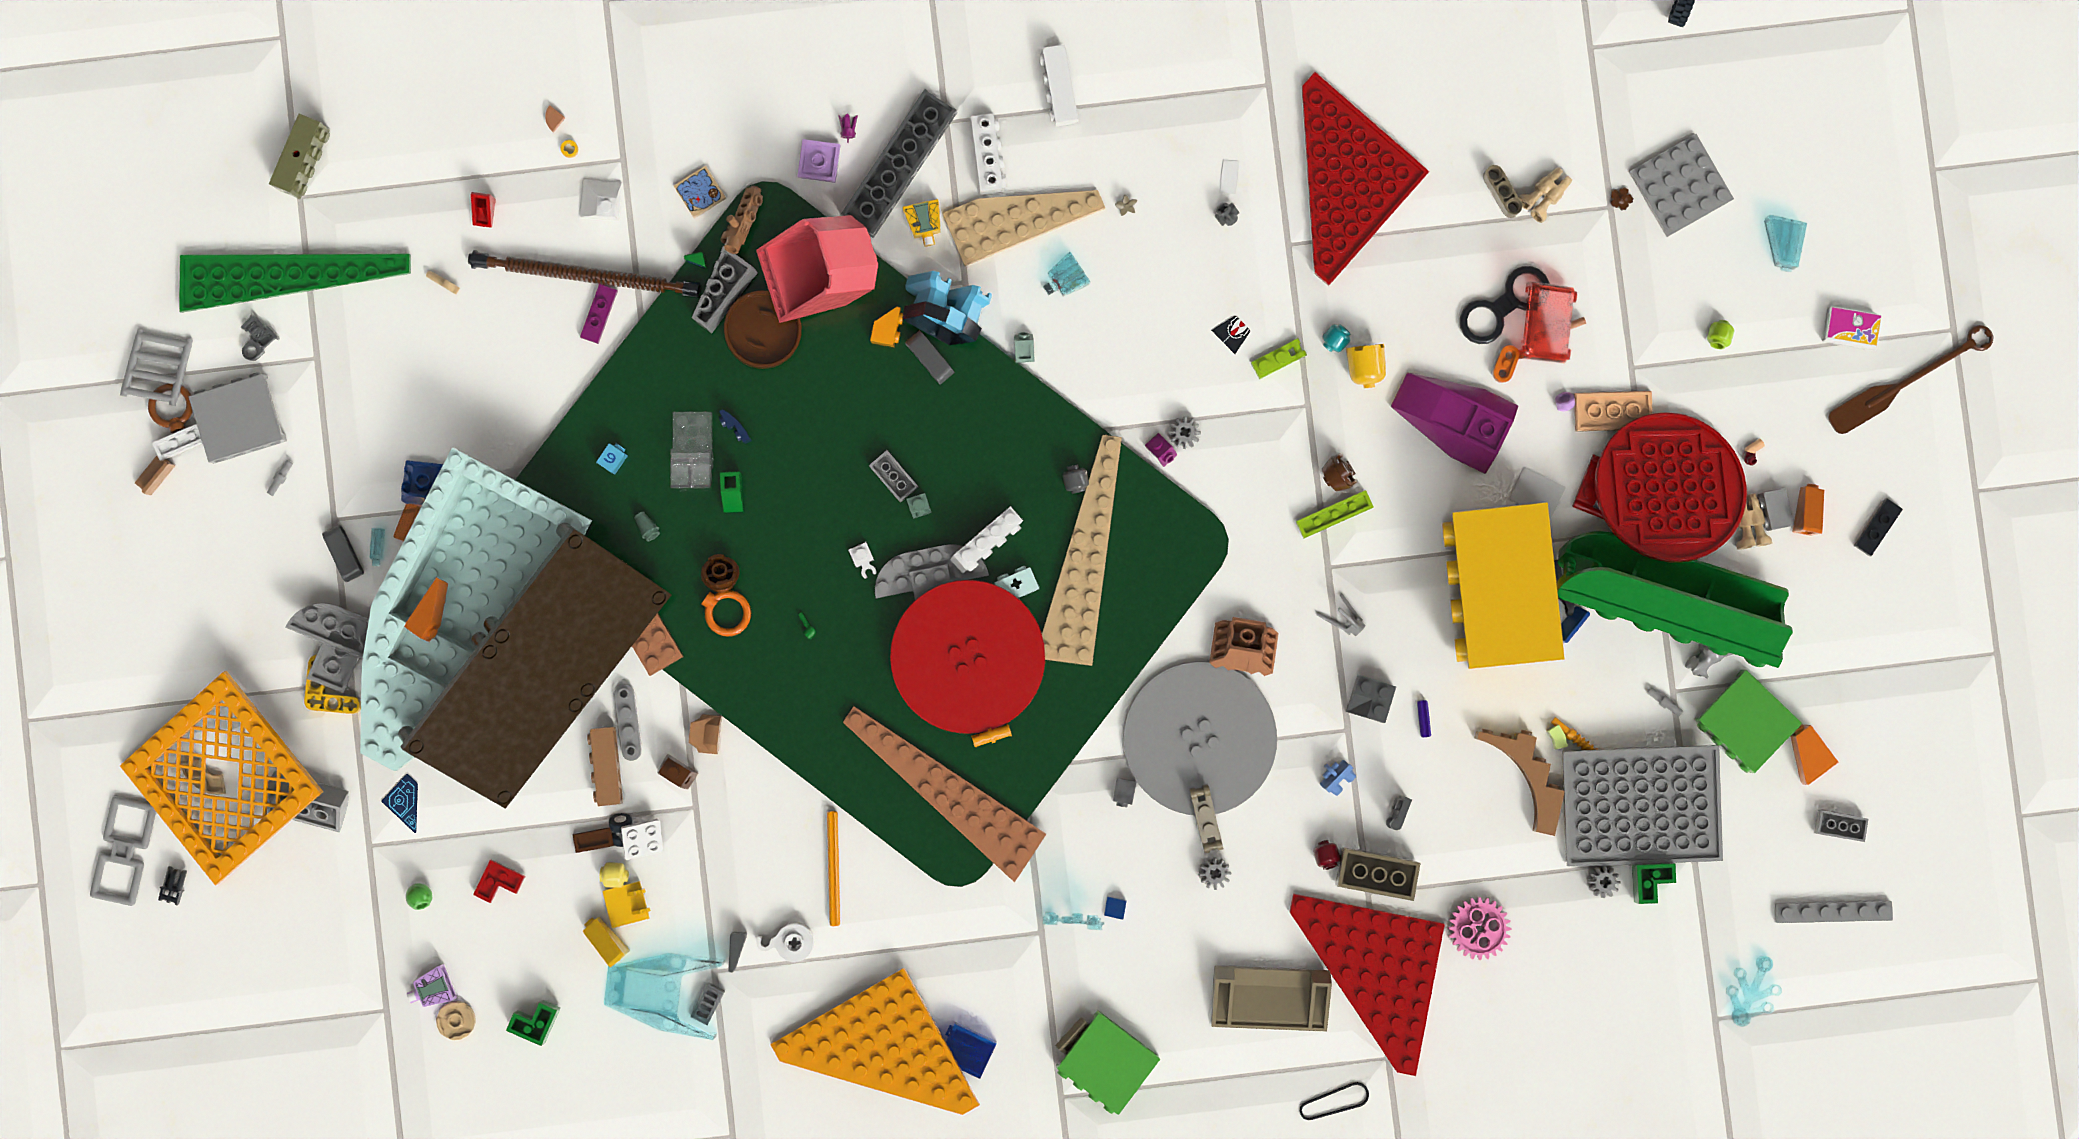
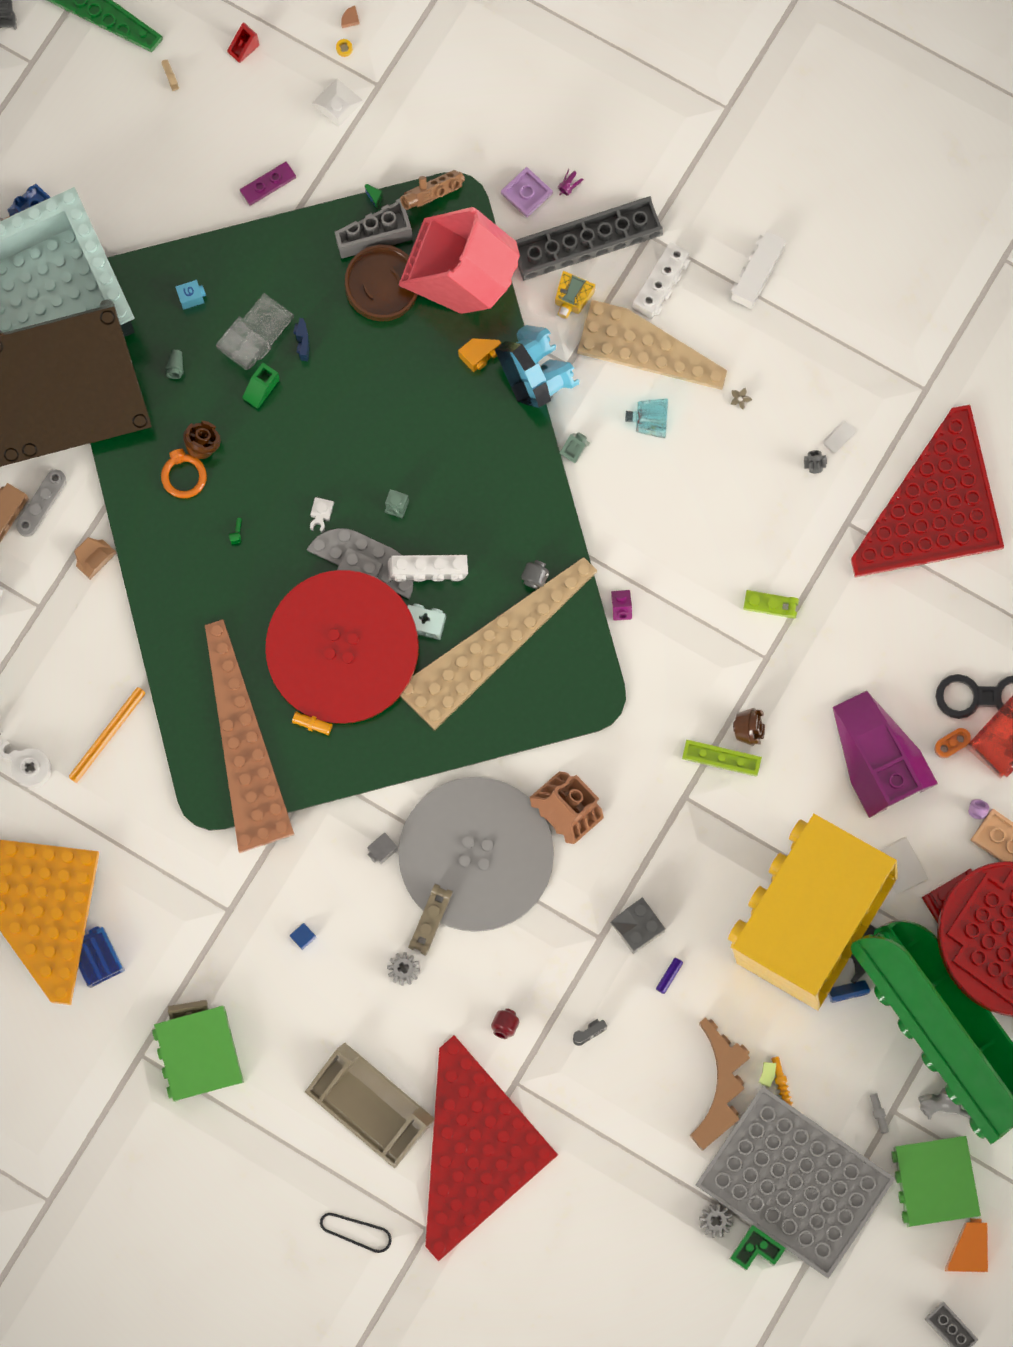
camera: 45 degrees right, 10 degrees down
(533, 267) = (280, 145): reddish brown hose -> none
(656, 647) = (109, 459): nougat plate -> none
(677, 772) = (47, 566): reddish brown torso -> none
(699, 192) = (417, 150): tile -> none
(893, 476) = (394, 467): light grey piece -> none
(929, 357) = (494, 398): dark grey beam -> none
(1093, 921) = (246, 905): clear light blue plant -> none
(1186, 426) = (658, 604): light grey gear -> none
(1232, 333) = (749, 558): black sticker -> none
(1335, 775) = (571, 966): medium blue hips -> none
(1336, 338) = (829, 621): teal head -> none
(1354, 624) = (671, 856): light grey plant -> none
(1367, 364) = (838, 658): yellow cylinder -> none
(1378, 874) = (534, 1069): dark tan brick -> none
(1494, 937) = (577, 1162): bright pink gear -> none

